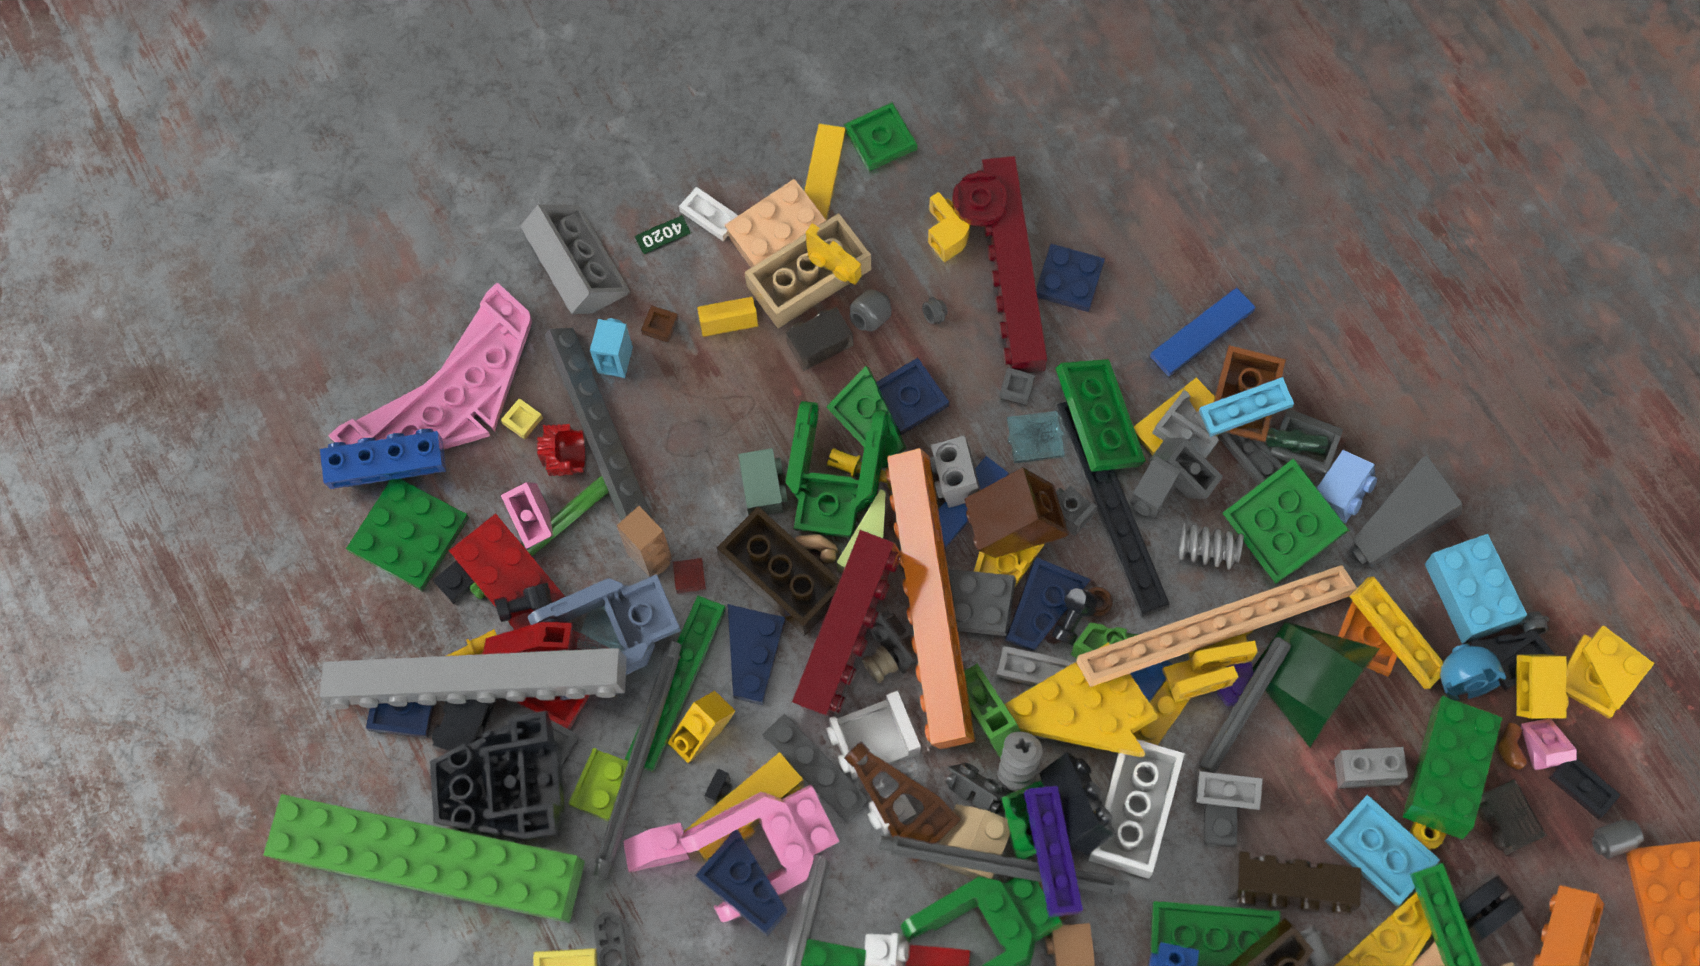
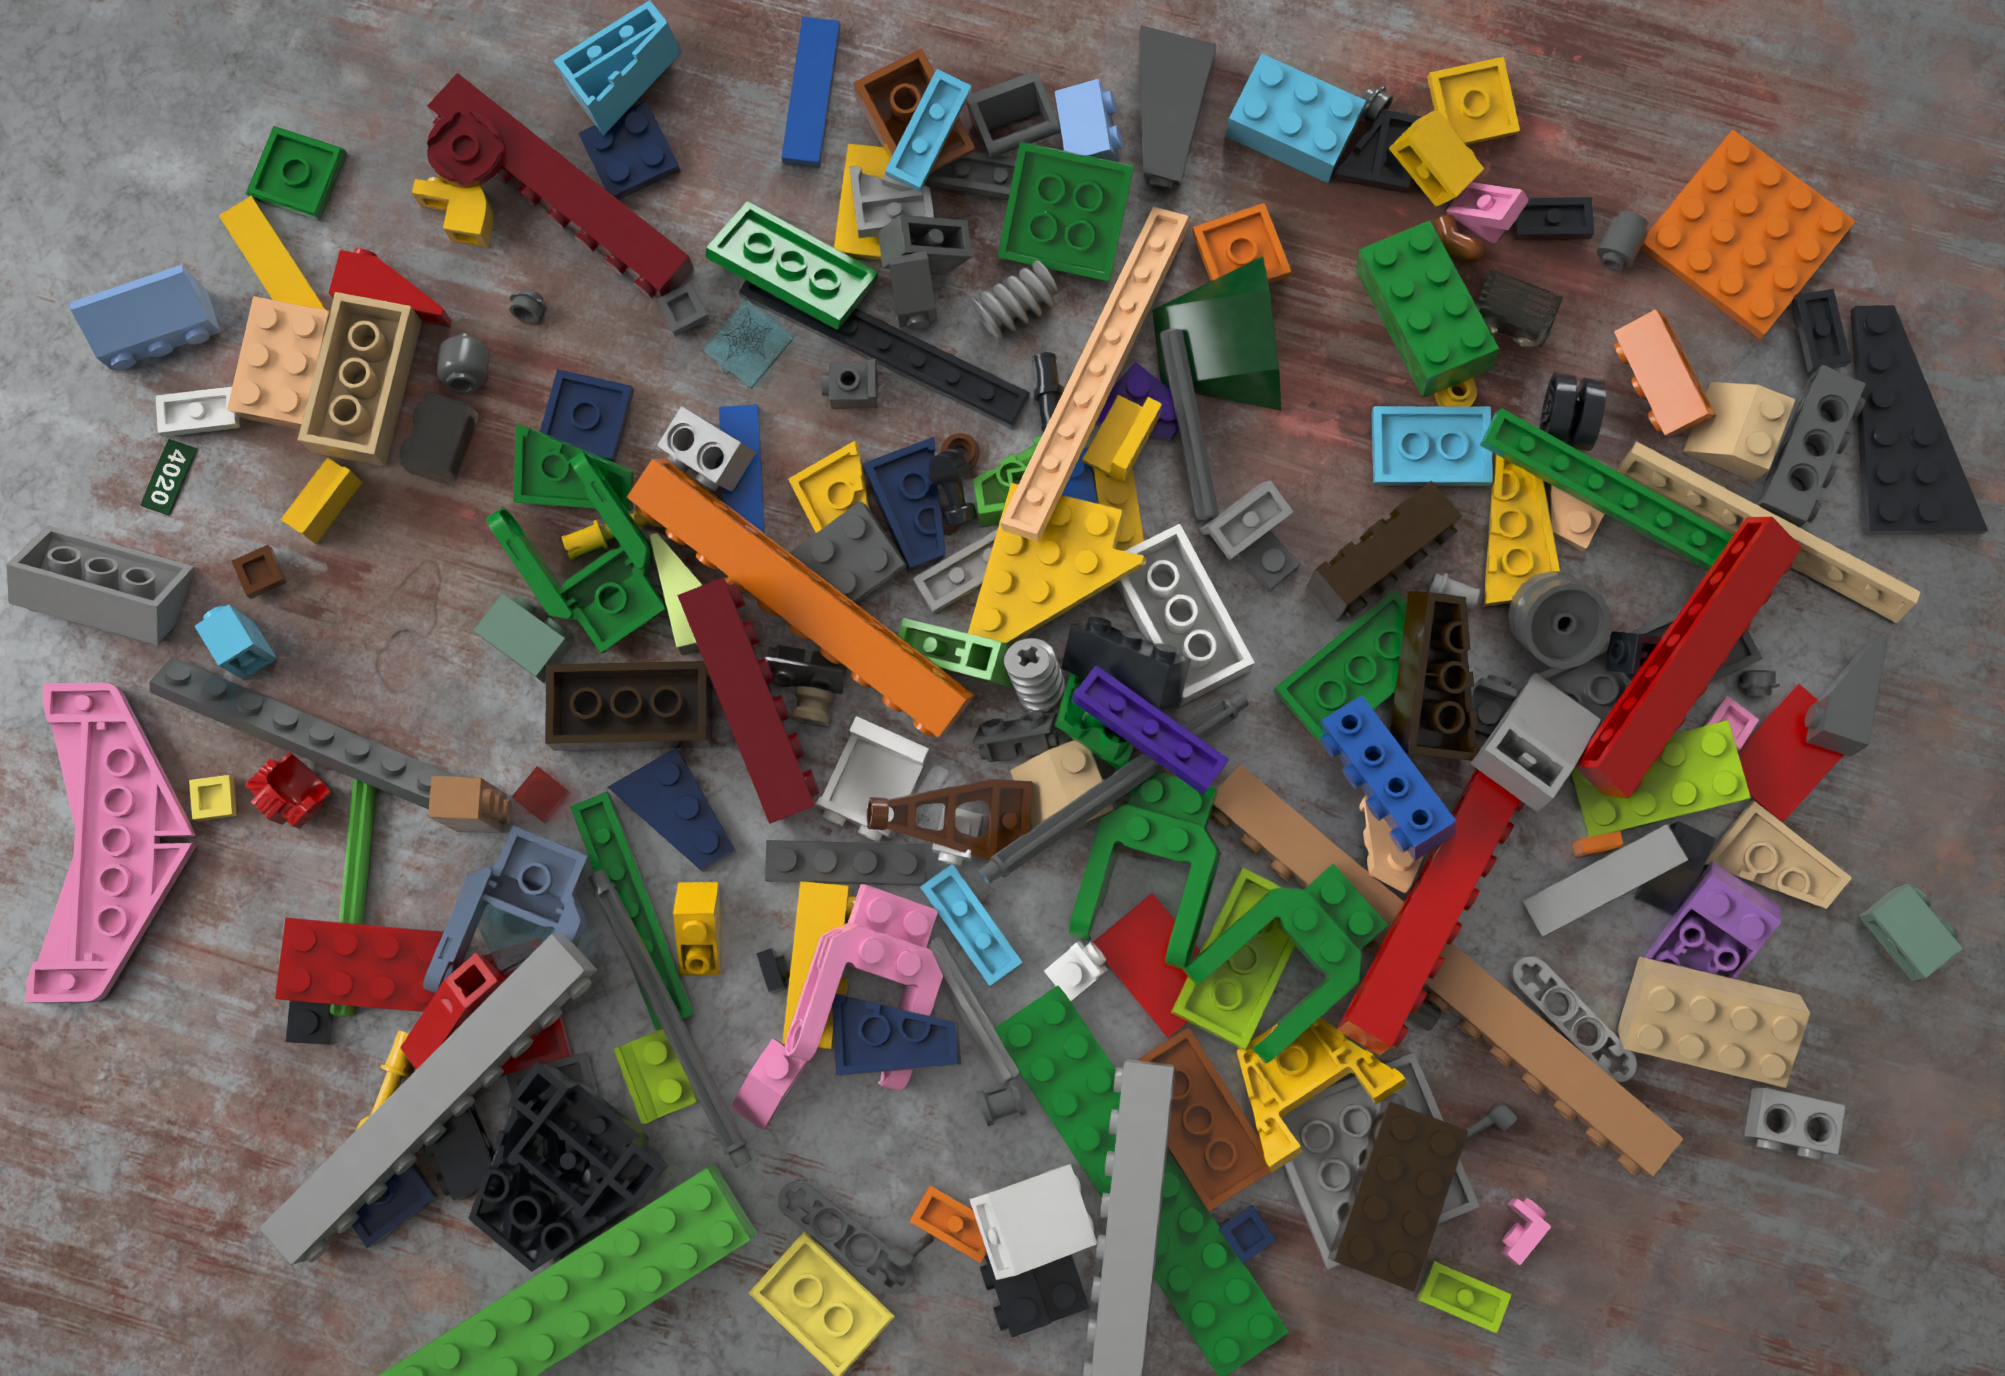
camera: 45 degrees left, 10 degrees up
(382, 459) = (110, 973): blue brick -> none
(407, 533) = (210, 1020): green plate -> none
(529, 513) = (319, 885): bright pink slope -> none
(533, 598) = (410, 964): black leg -> none
(730, 142) = (146, 317): none -> light blue slope
(821, 544) = (640, 643): light nougat arm -> none
(832, 257) = (375, 344): yellow wing -> none
(850, 869) = (971, 925): none -> medium azure plate
(865, 223) = (369, 277): none -> red slope
(1015, 514) = (806, 440): reddish brown slope -> none
(1107, 225) = (618, 64): none -> medium azure wedge
(1185, 606) = (1047, 383): none -> black pin
(1224, 653) = (1126, 393): yellow panel -> none
(1296, 440) = (1004, 121): clear green pin -> none
(1370, 767) = (1354, 378): light grey brick -> none
(1398, 632) = (1264, 224): yellow tile -> none
(1470, 671) = (1361, 202): dark azure cylinder -> none
(1616, 665) = (1483, 76): yellow wing -> none

